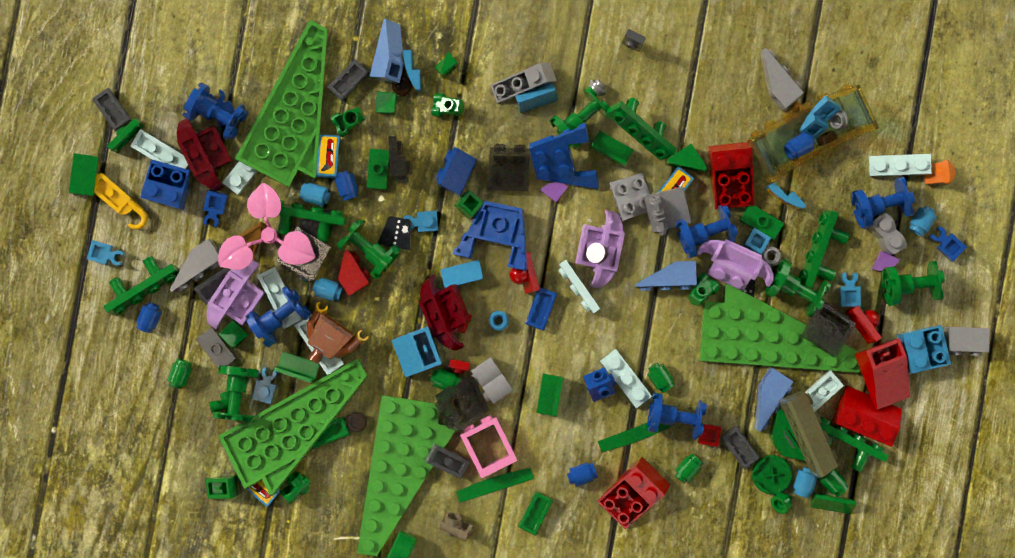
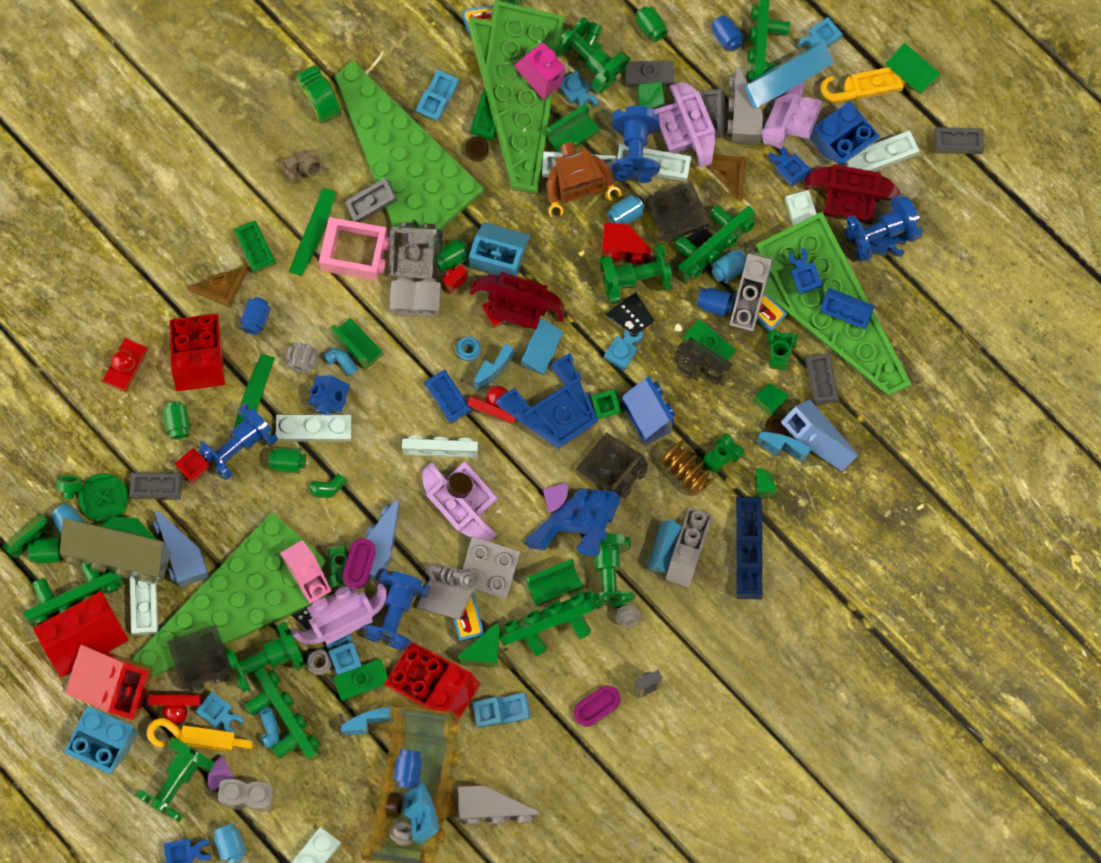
camera: 125 degrees right, 15 degrees down
(124, 135) = (924, 134): green plate -> none
(147, 250) = (788, 75): none -> dark azure slope
(180, 229) = (791, 116): none -> lavender plate
(265, 203) = (688, 201): bright pink plant -> none
(272, 418) = (542, 70): none -> dark pink torso
(288, 136) = (806, 275): none -> blue plate
(291, 93) = (847, 308): none -> blue plate
(298, 485) = (460, 51): green plate -> none
(323, 165) = (751, 290): none -> light grey slope
(339, 476) = (438, 95): none -> dark azure slope
(473, 120) = (686, 469): none -> pearl gold piece
(495, 45) = (749, 548): none -> dark blue slope
(505, 293) = (489, 372): none -> dark azure slope
(567, 393) = (341, 357): none -> dark azure arm
(578, 513) = (221, 287): none -> pearl gold tile
(587, 421) = (301, 357): none -> light grey gear
(659, 337) = (327, 489): none -> green arm
(667, 65) = (597, 706): none -> magenta tile
(676, 532) = (125, 365): none -> red tile
(695, 276) = (359, 563): none -> magenta tile
(714, 121) = (501, 710): none -> dark azure slope
(725, 306) = (306, 571): none -> bright pink slope
(832, 254) = (271, 727): none -> dark azure arm
(871, 206) = (285, 802): blue piece -> none
(874, 291) = (199, 737): none -> yellow piece
(967, 339) = (73, 794): light grey brick -> none

